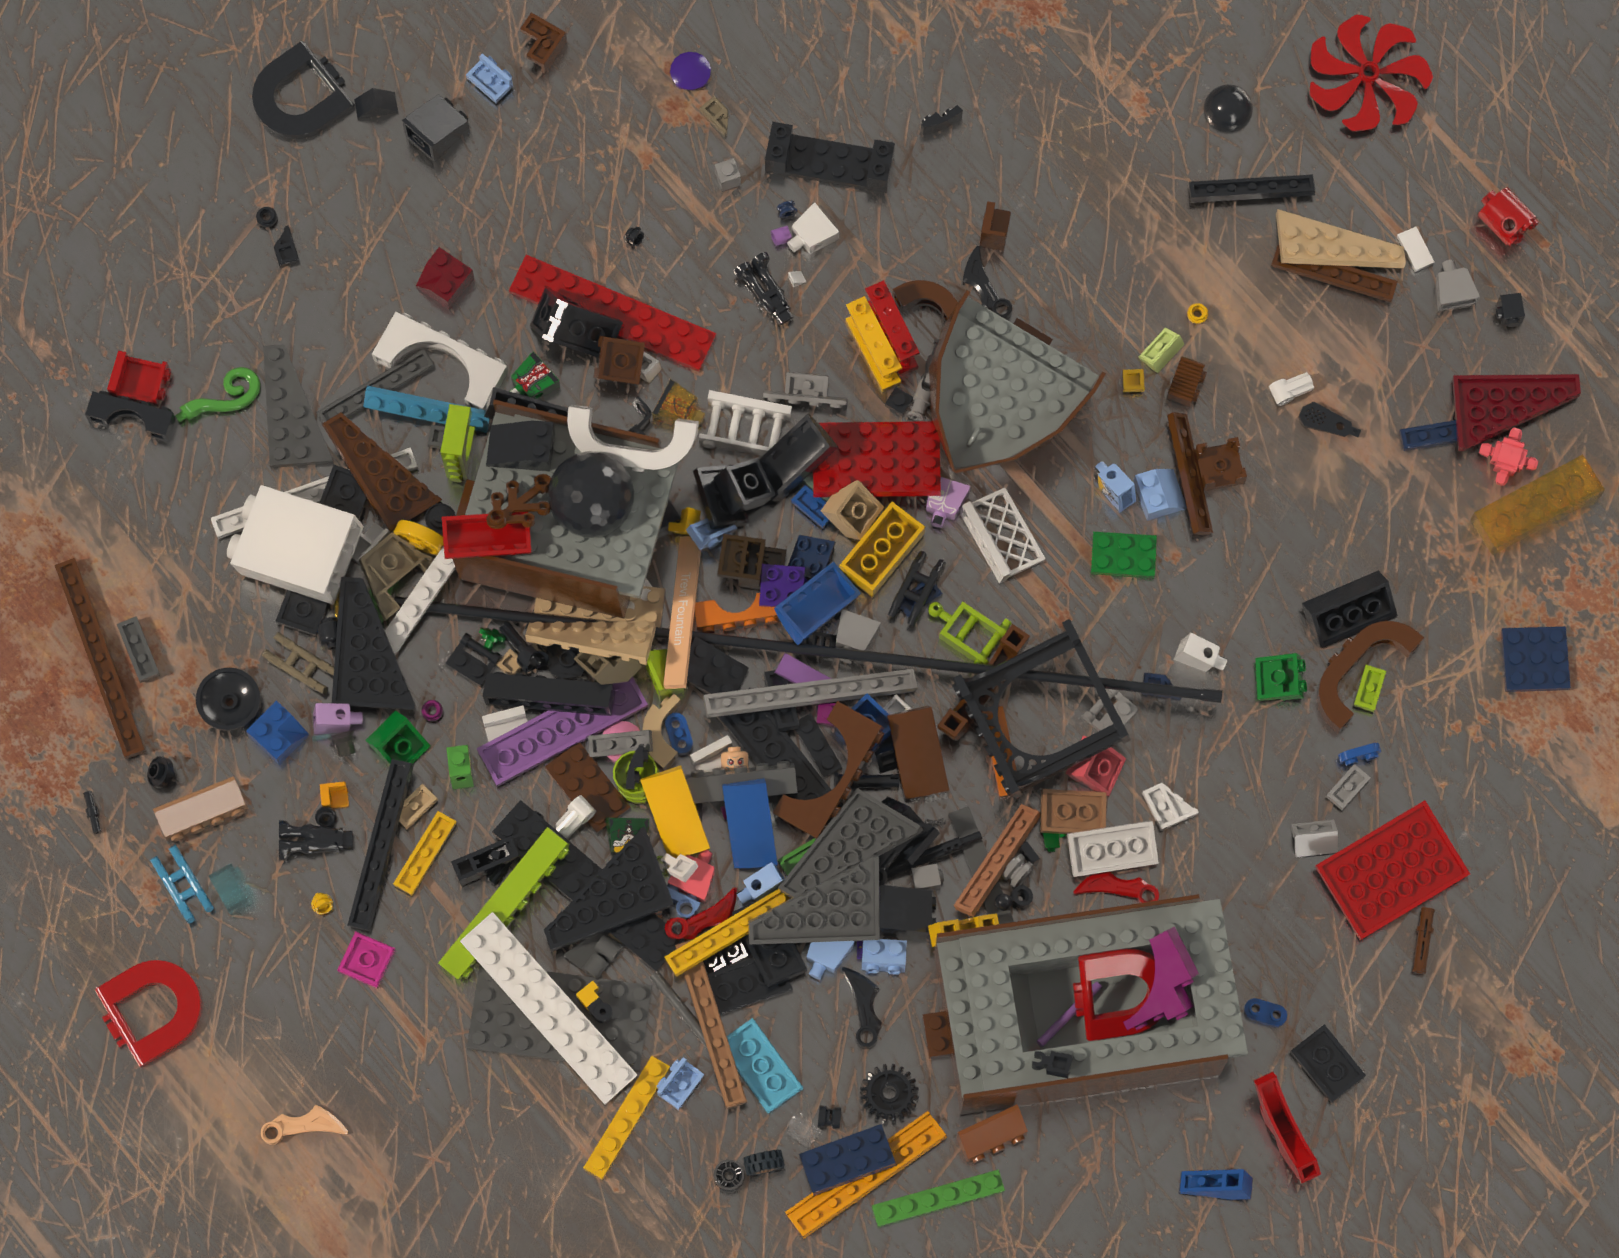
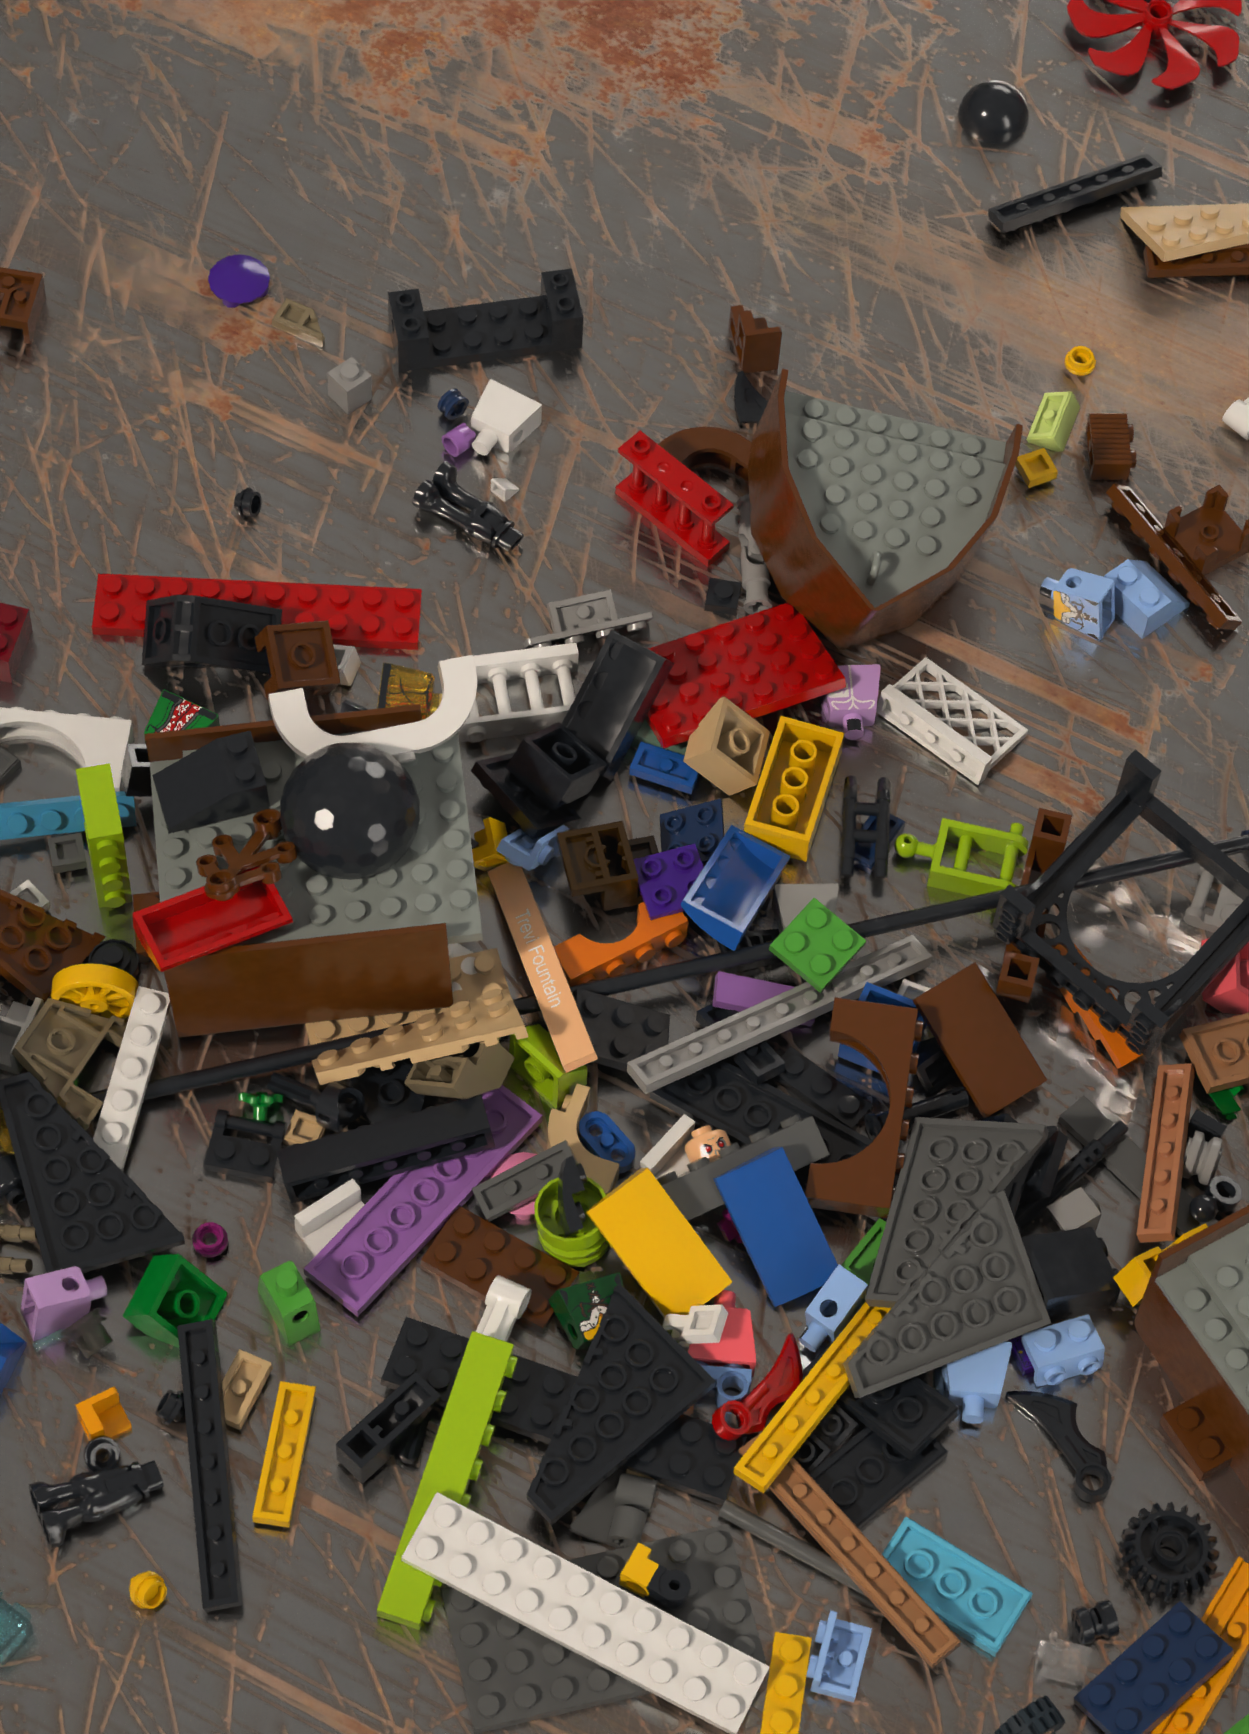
camera: 25 degrees left, 15 degrees down
(366, 959) = (253, 1653): dark pink tile -> none
(372, 803) = (171, 1407): none -> black plate
(823, 712) = (815, 1040): magenta plate -> none
(847, 659) = (817, 945): none -> bright green plate
(873, 344) = (657, 526): yellow fence -> none
(936, 123) = (617, 237): black slope -> none
(1123, 554) = (1134, 690): green plate -> none

